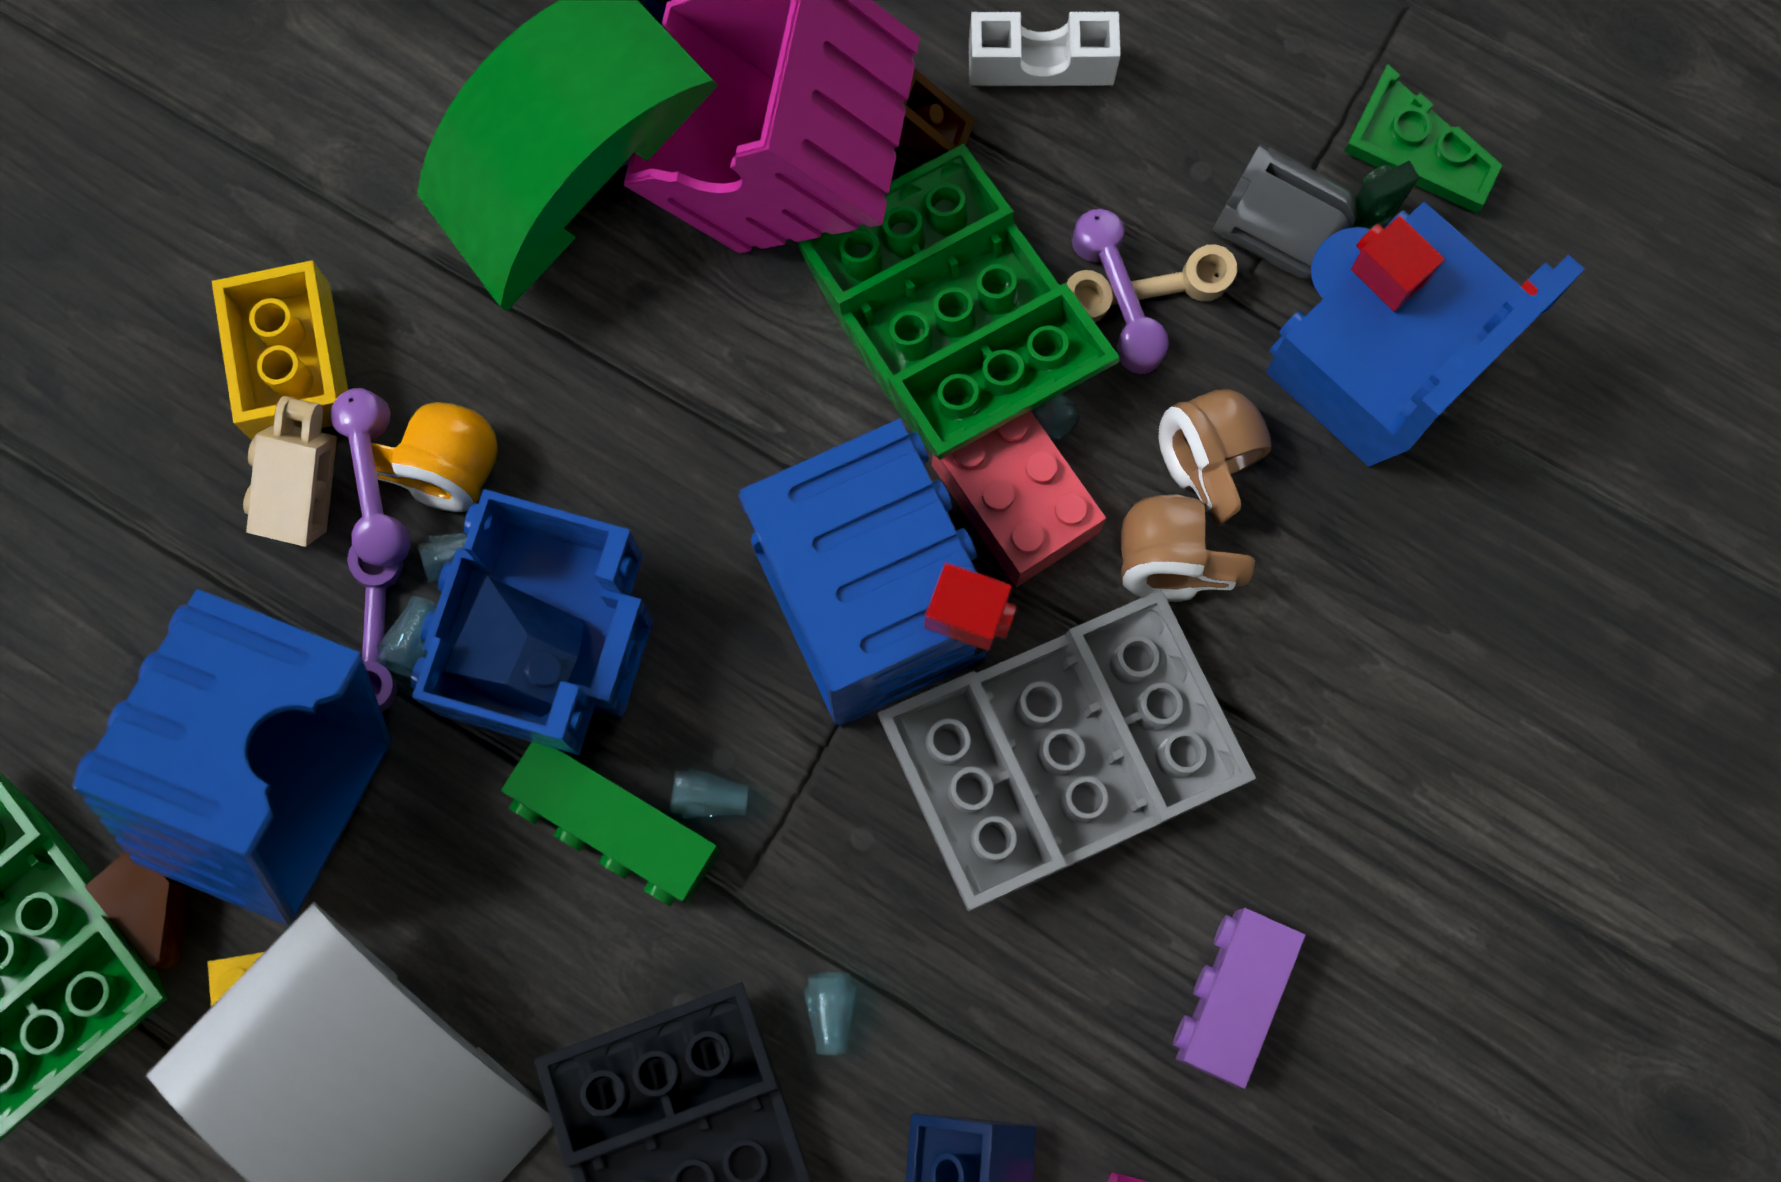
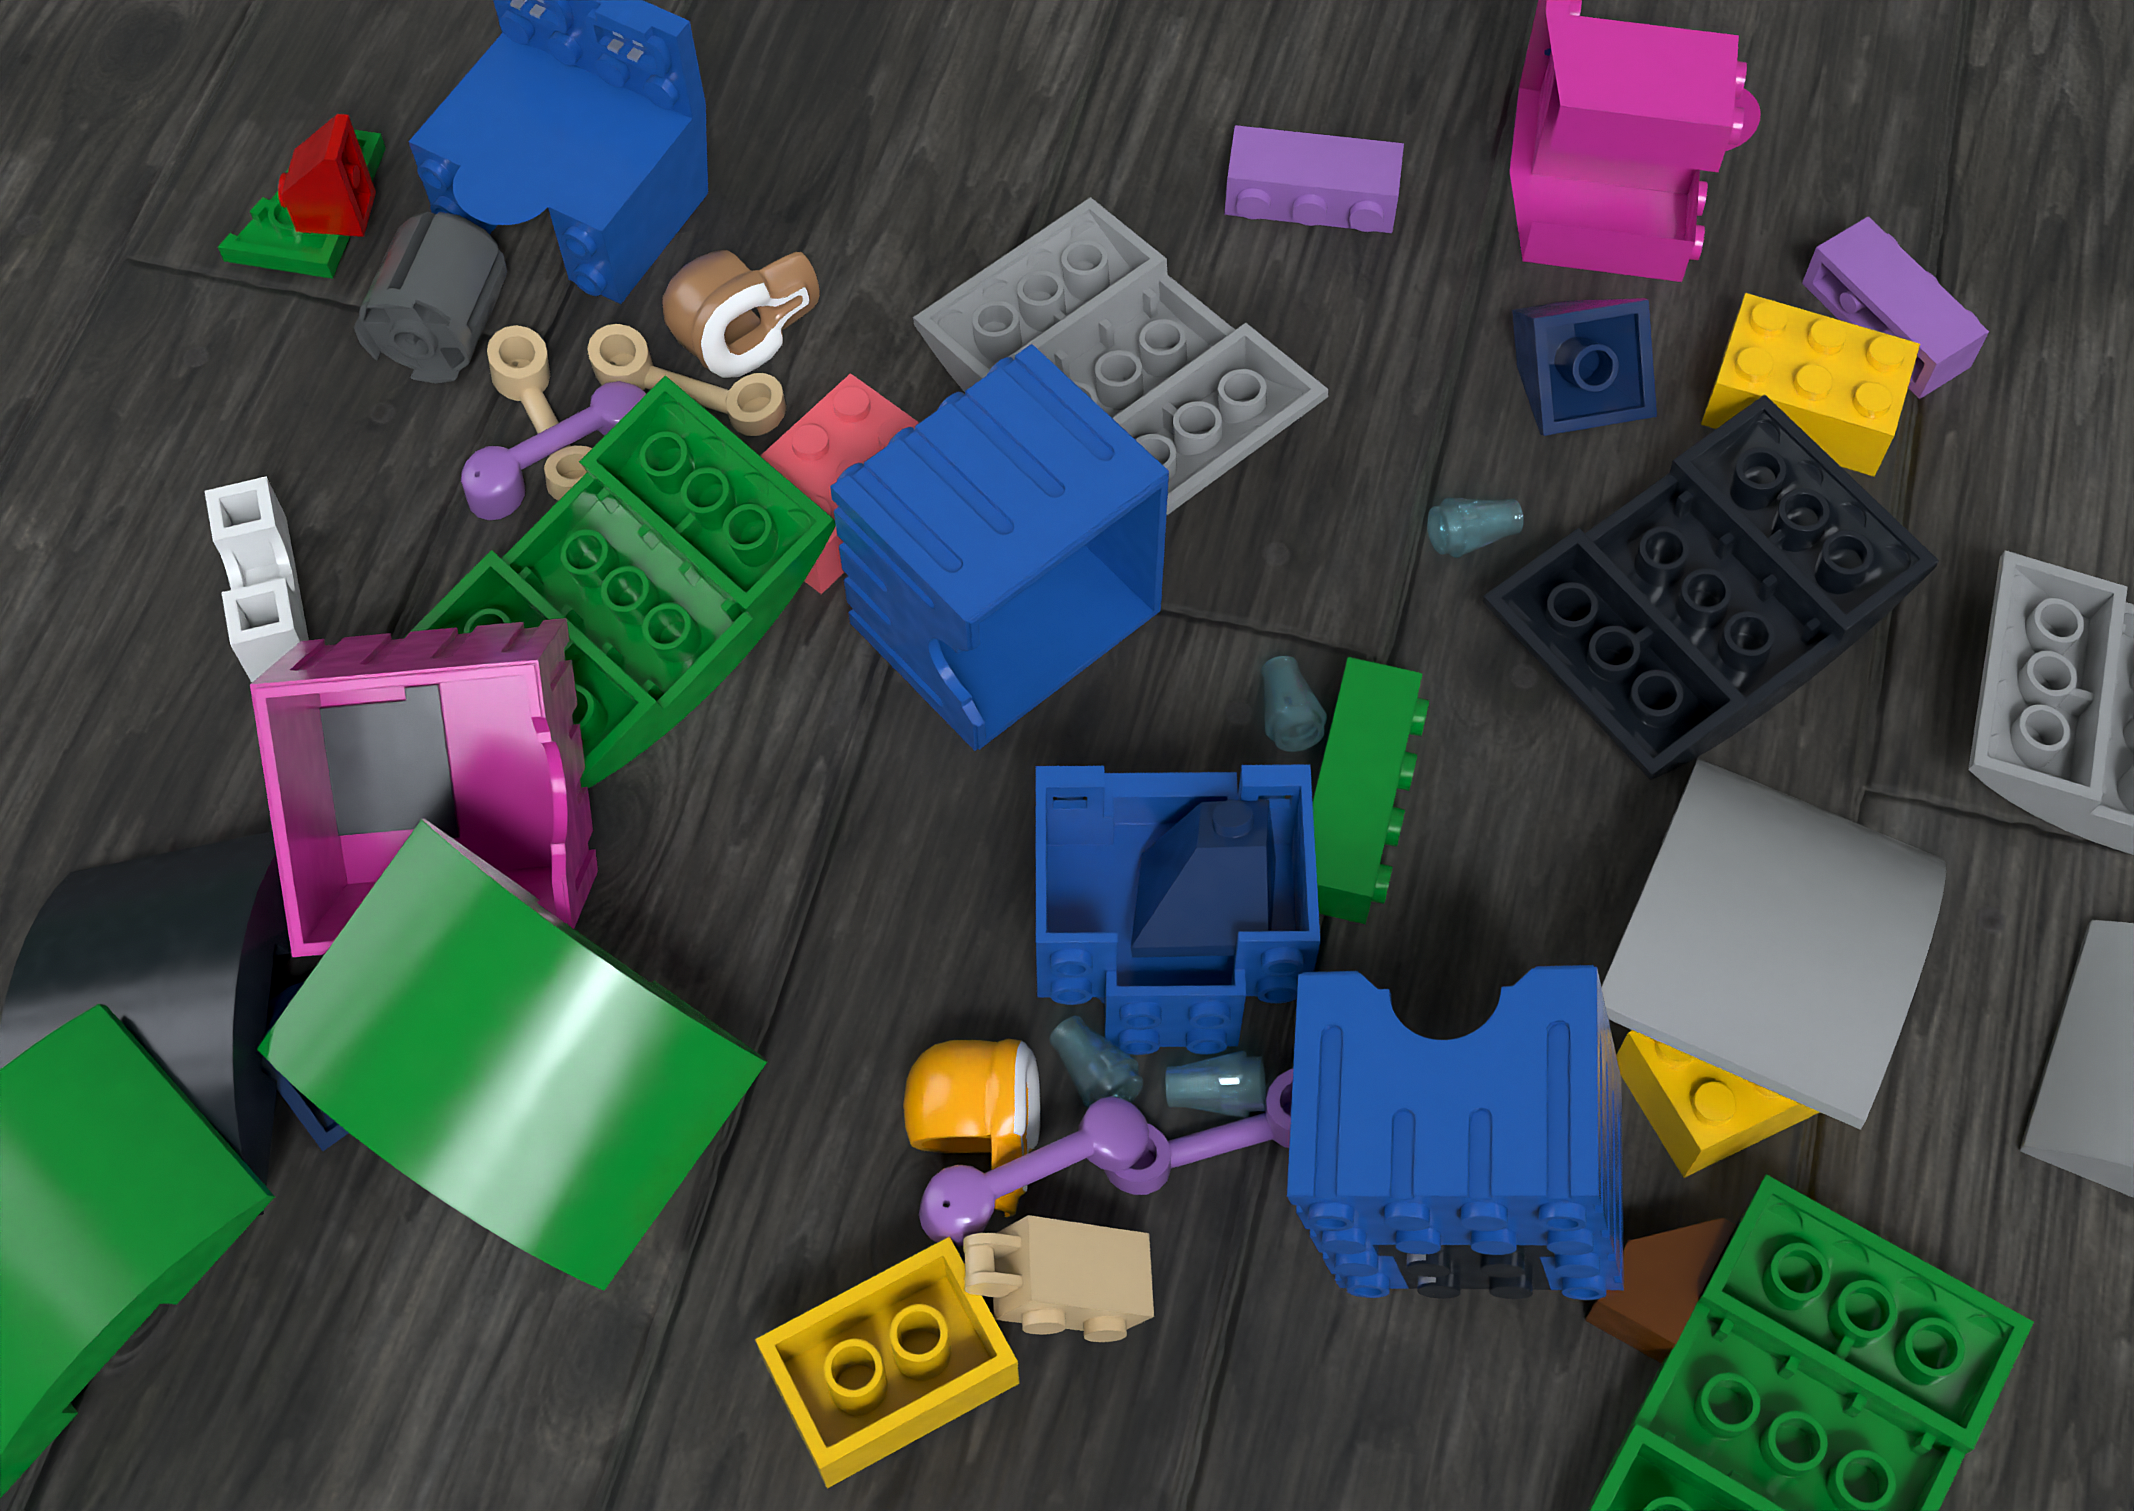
camera: 105 degrees left, 15 degrees down
(969, 607) = (1037, 352): red brick -> none
(1120, 447) = (752, 403): none -> tan piece
(1168, 552) = (859, 321): medium nougat piece -> none
(1384, 194) = (389, 194): clear green plate -> none
(1395, 262) = (499, 133): red brick -> none
(1416, 136) = (328, 182): none -> red slope

